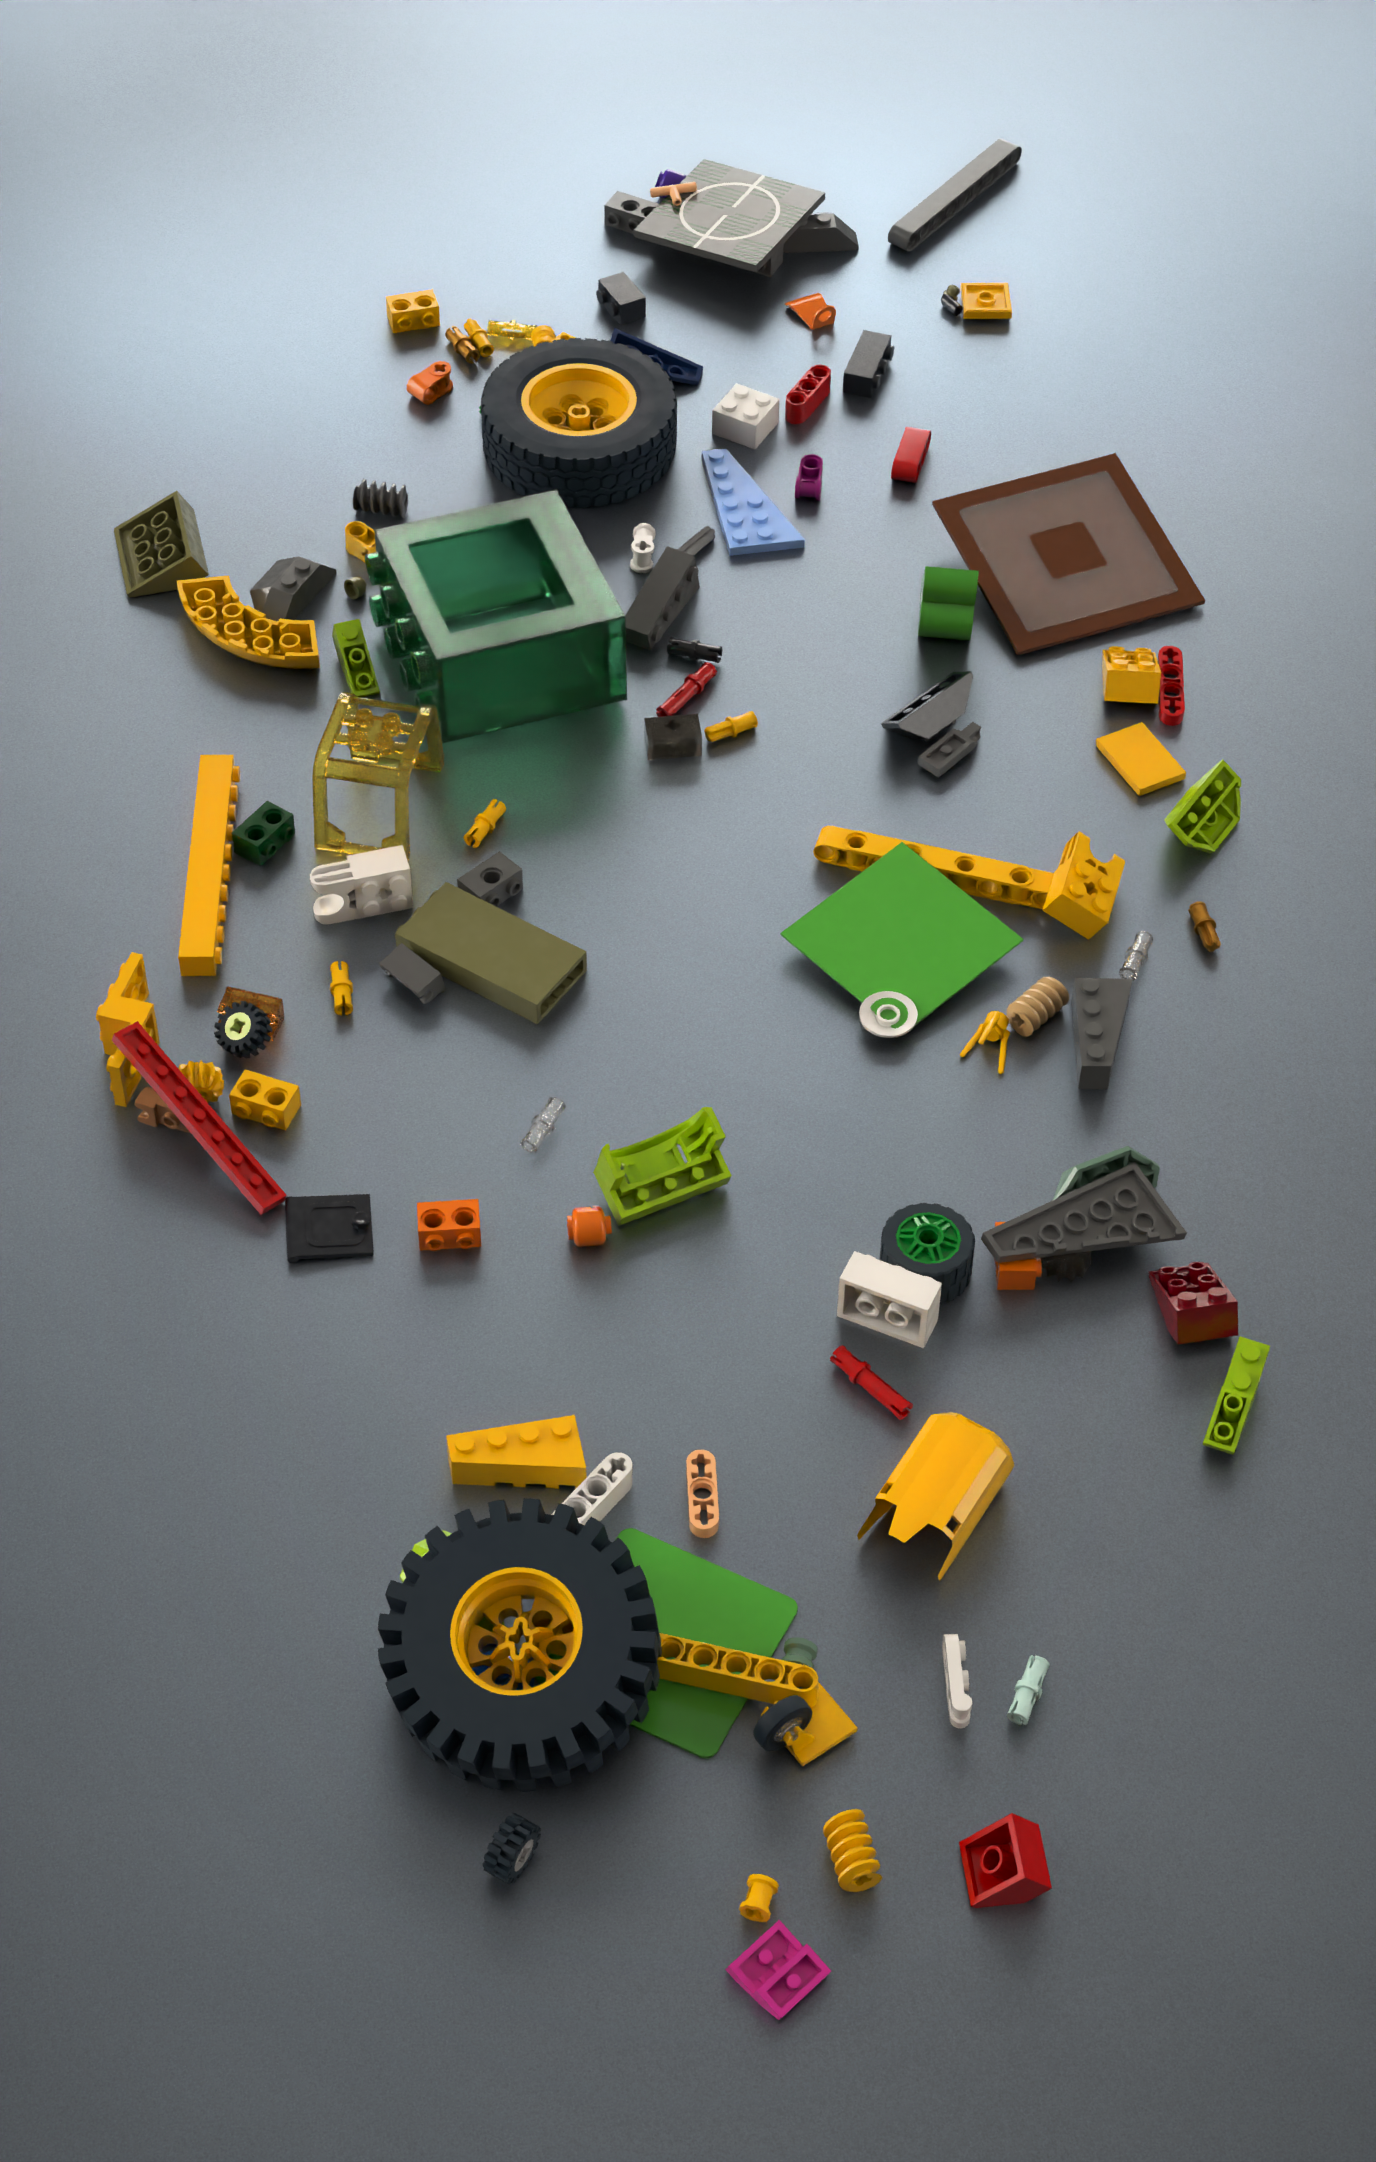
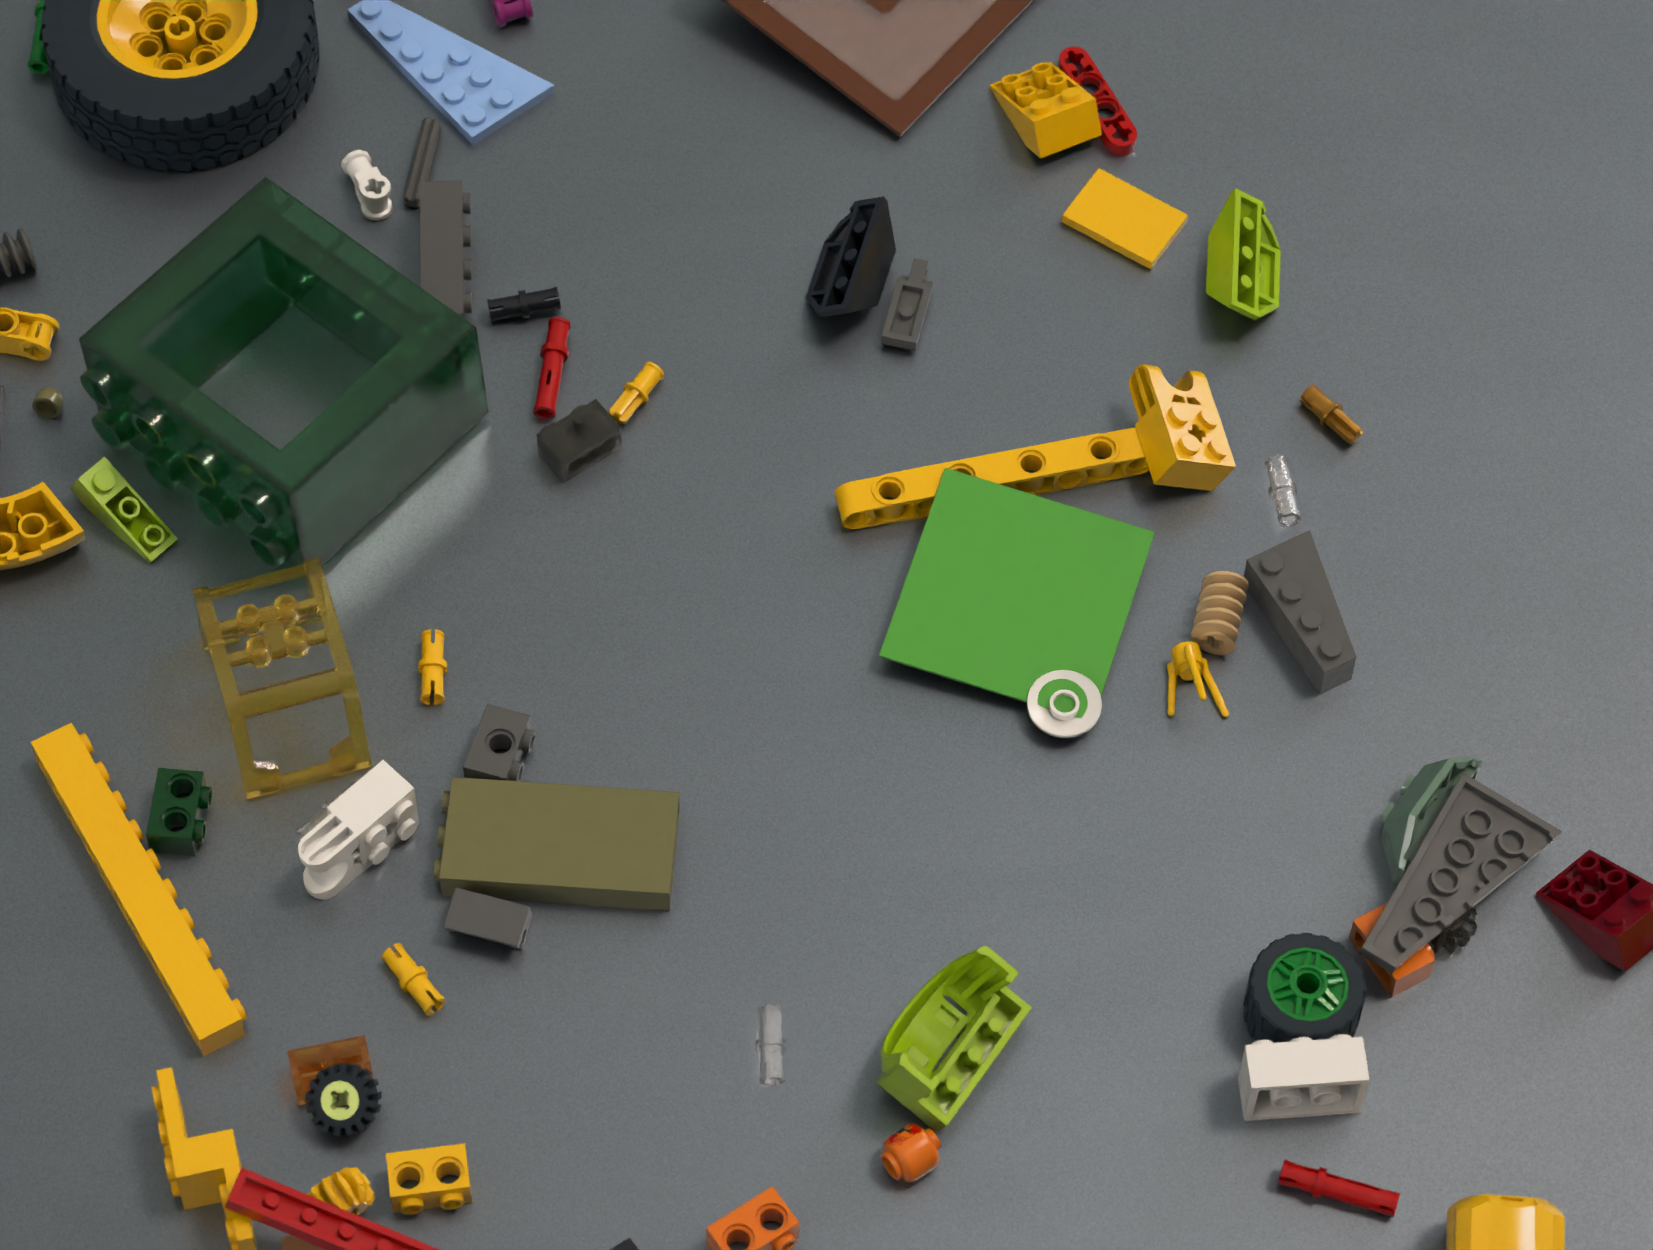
camera: 30 degrees left, 10 degrees up
(947, 603) = (789, 108): bright green brick -> none

